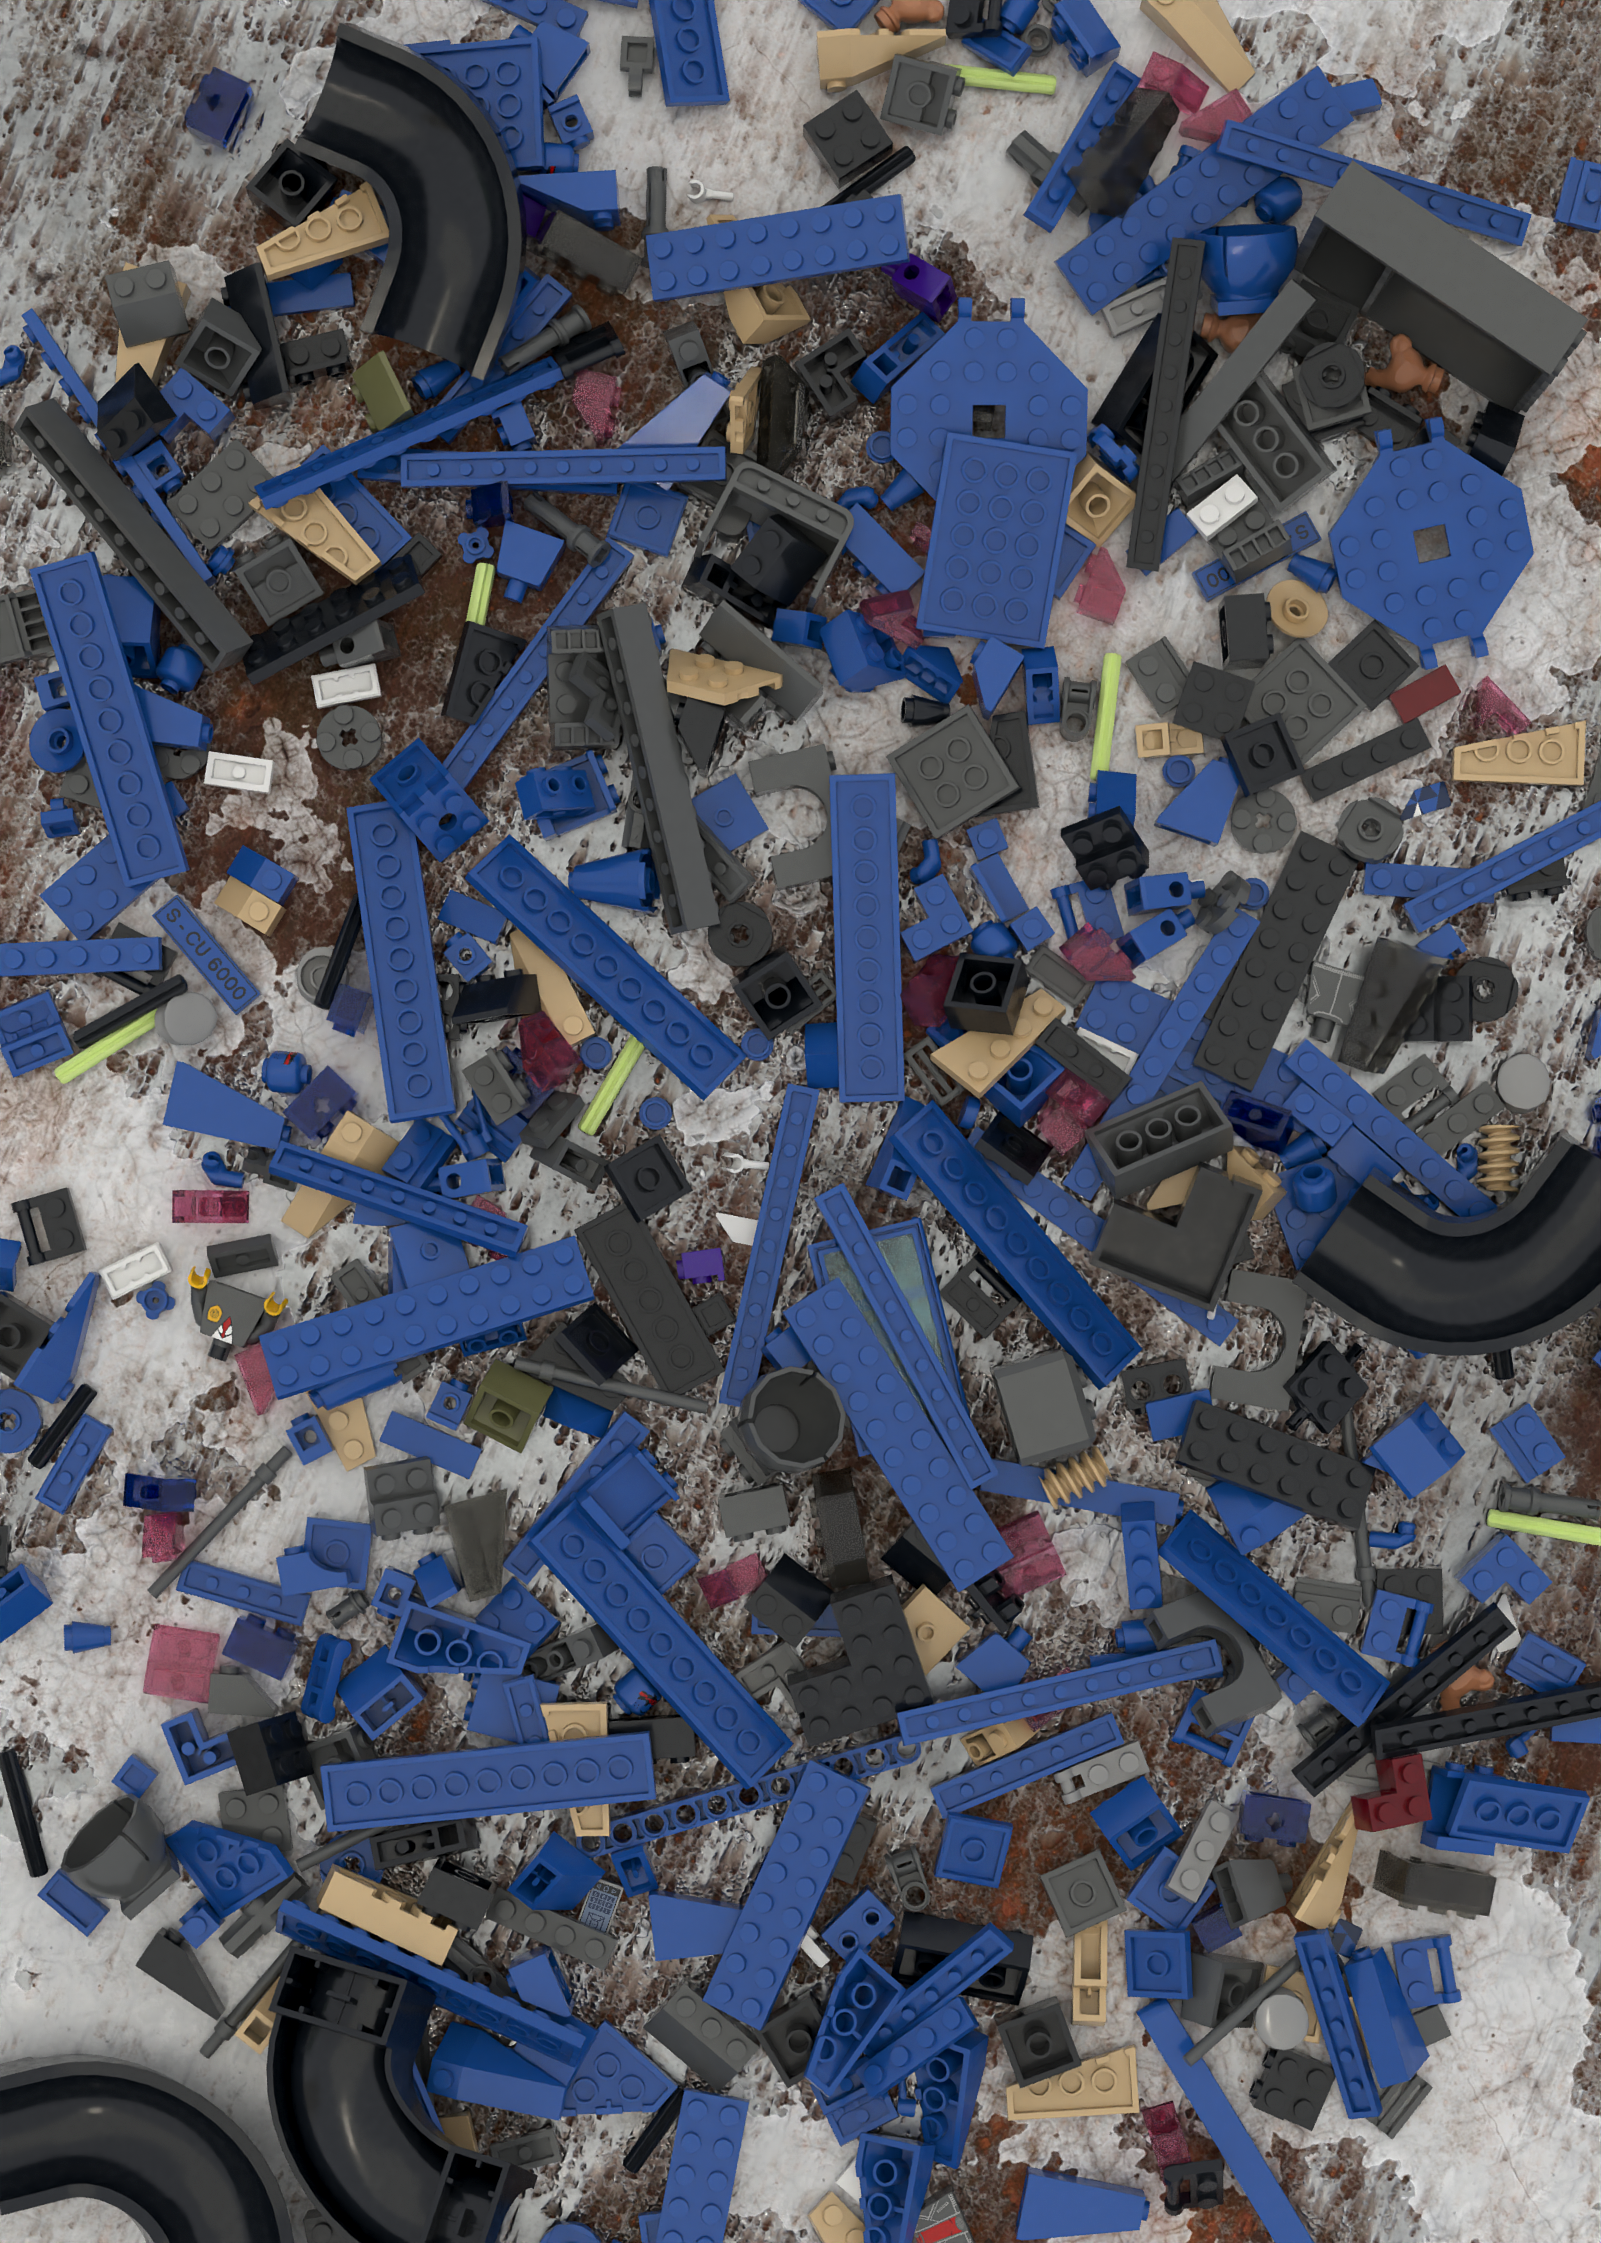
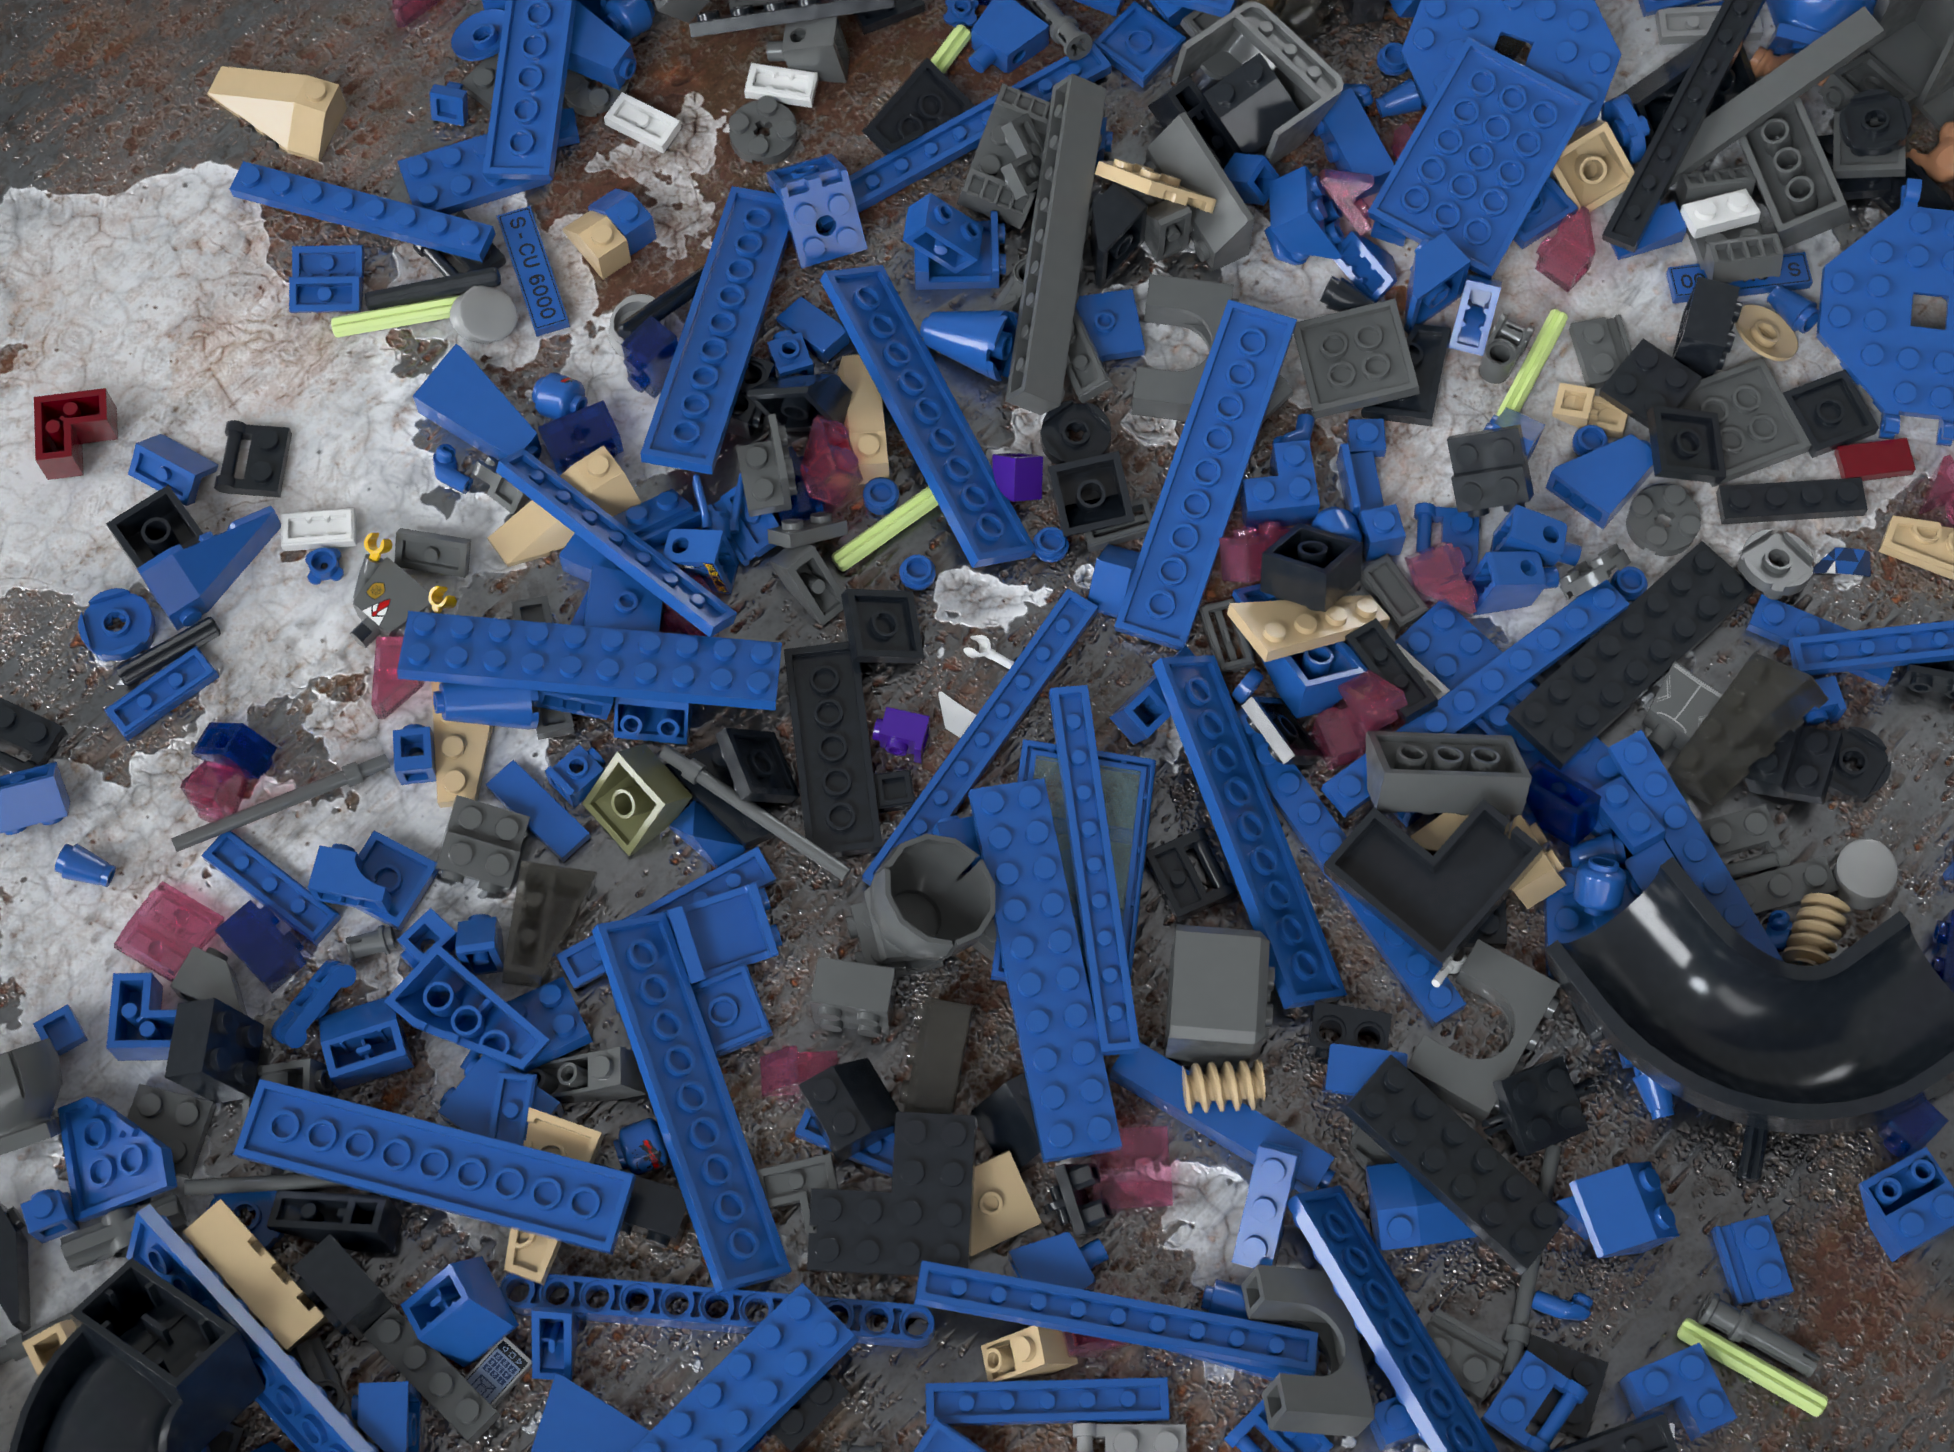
camera: 20 degrees right, 20 degrees down
(210, 1206) = (422, 494): clear pink slope -> none
(707, 994) = (1018, 475): none -> dark purple brick

